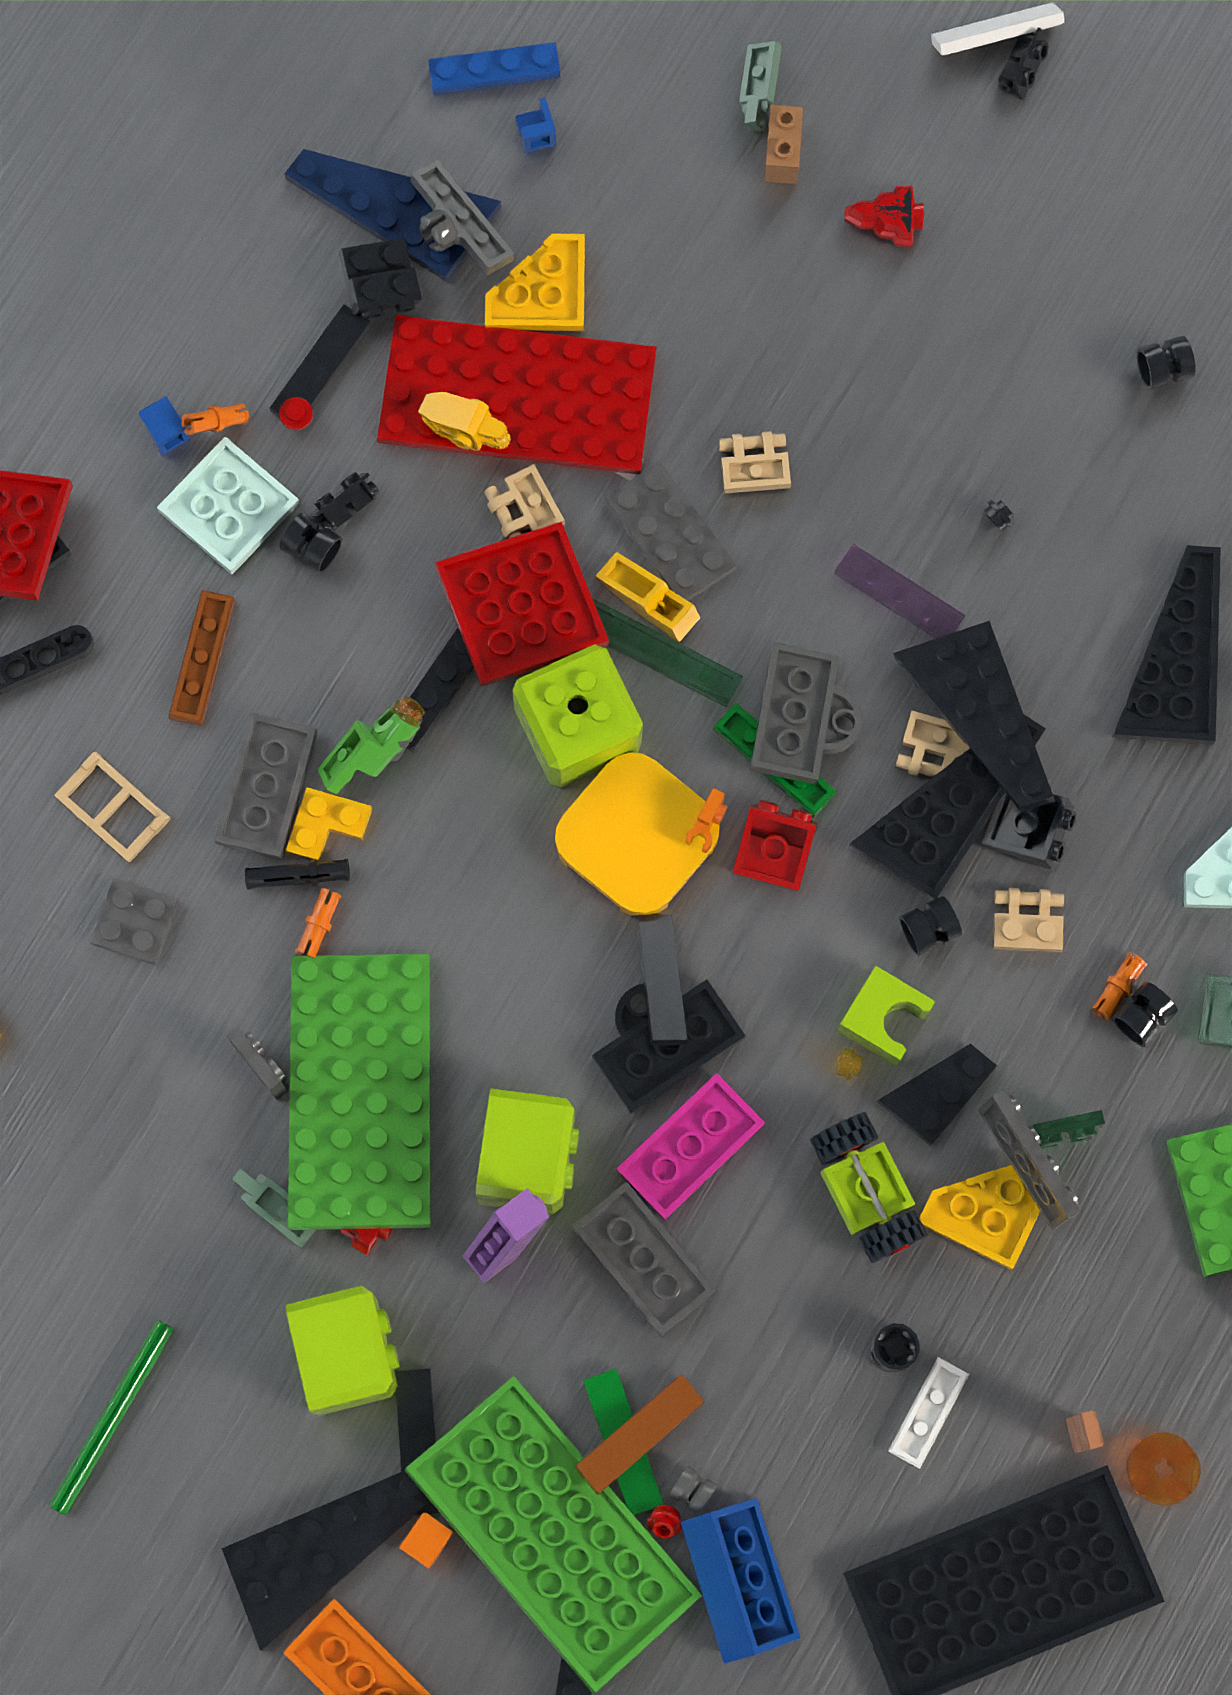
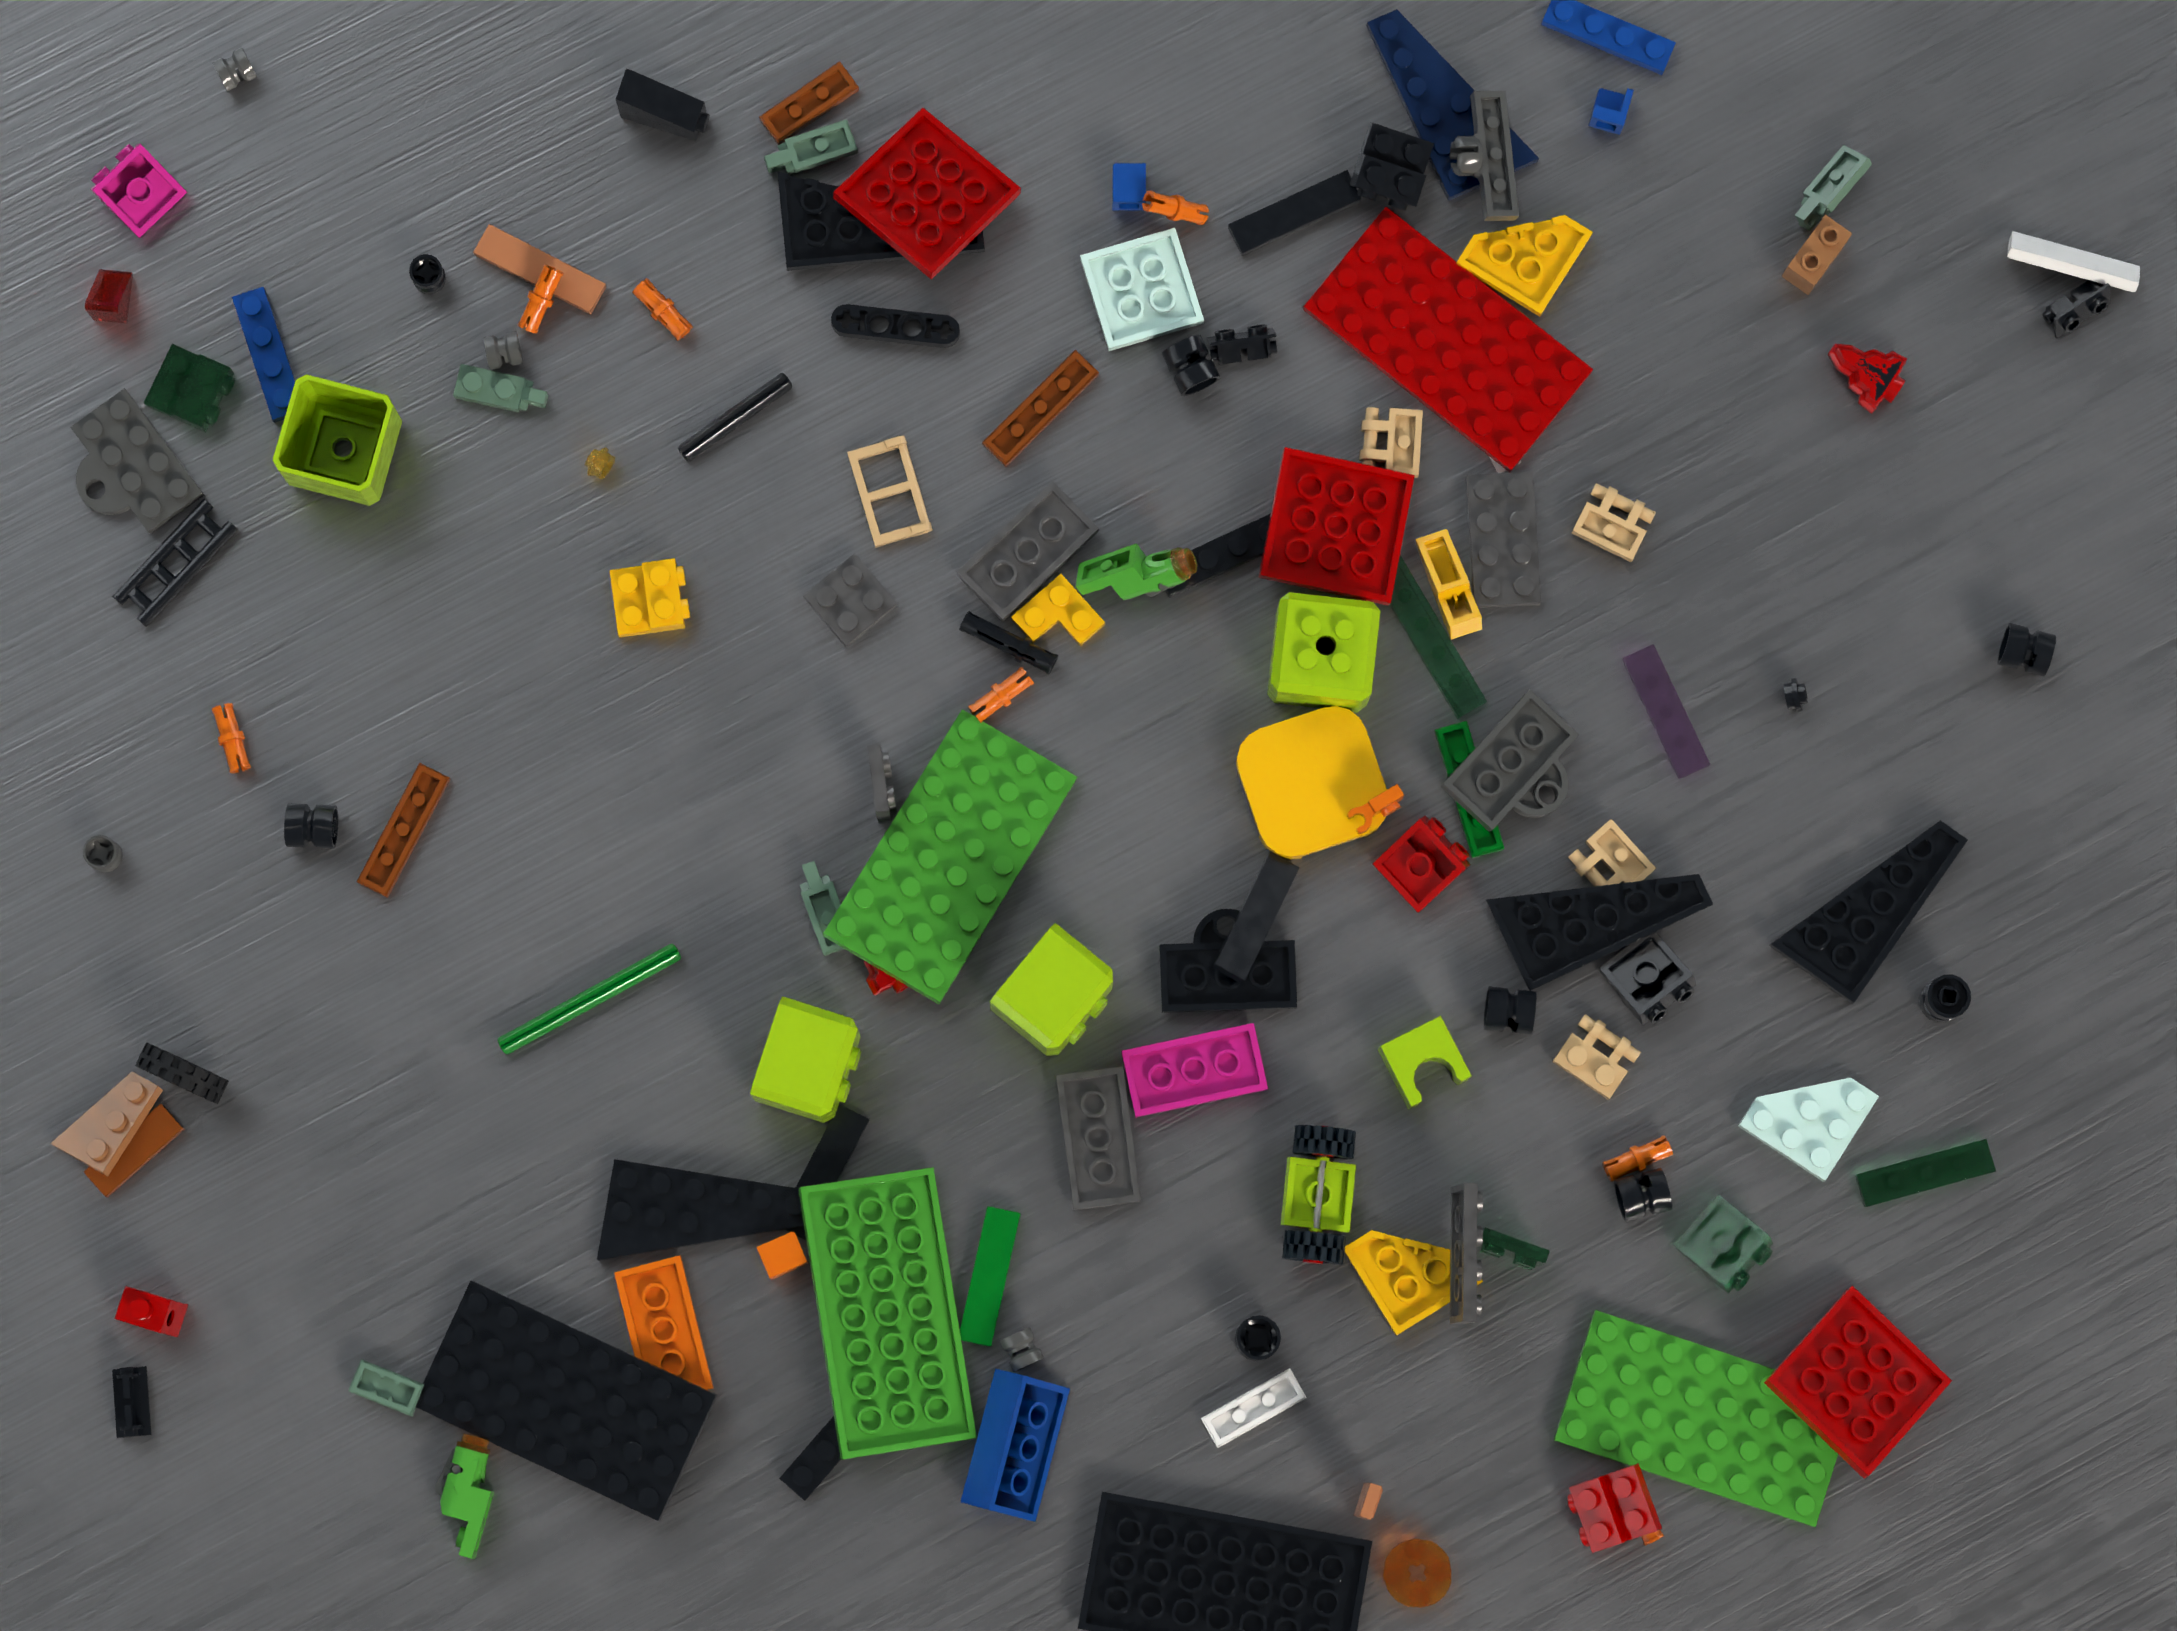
camera: 30 degrees right, 5 degrees up
(296, 413) = (1246, 244): red plate -> none
(463, 421) = (1383, 338): yellow hinge -> none
(506, 1235) = (995, 1050): medium lavender brick -> none
(639, 1434) = (1005, 1277): dark orange tile -> none
(665, 1521) = (983, 1360): red plate -> none
(848, 1063) = (1369, 1082): clear yellow plate -> none
(939, 1093) = (1429, 1154): black wing -> none
(976, 697) = (1671, 841): black wing -> none

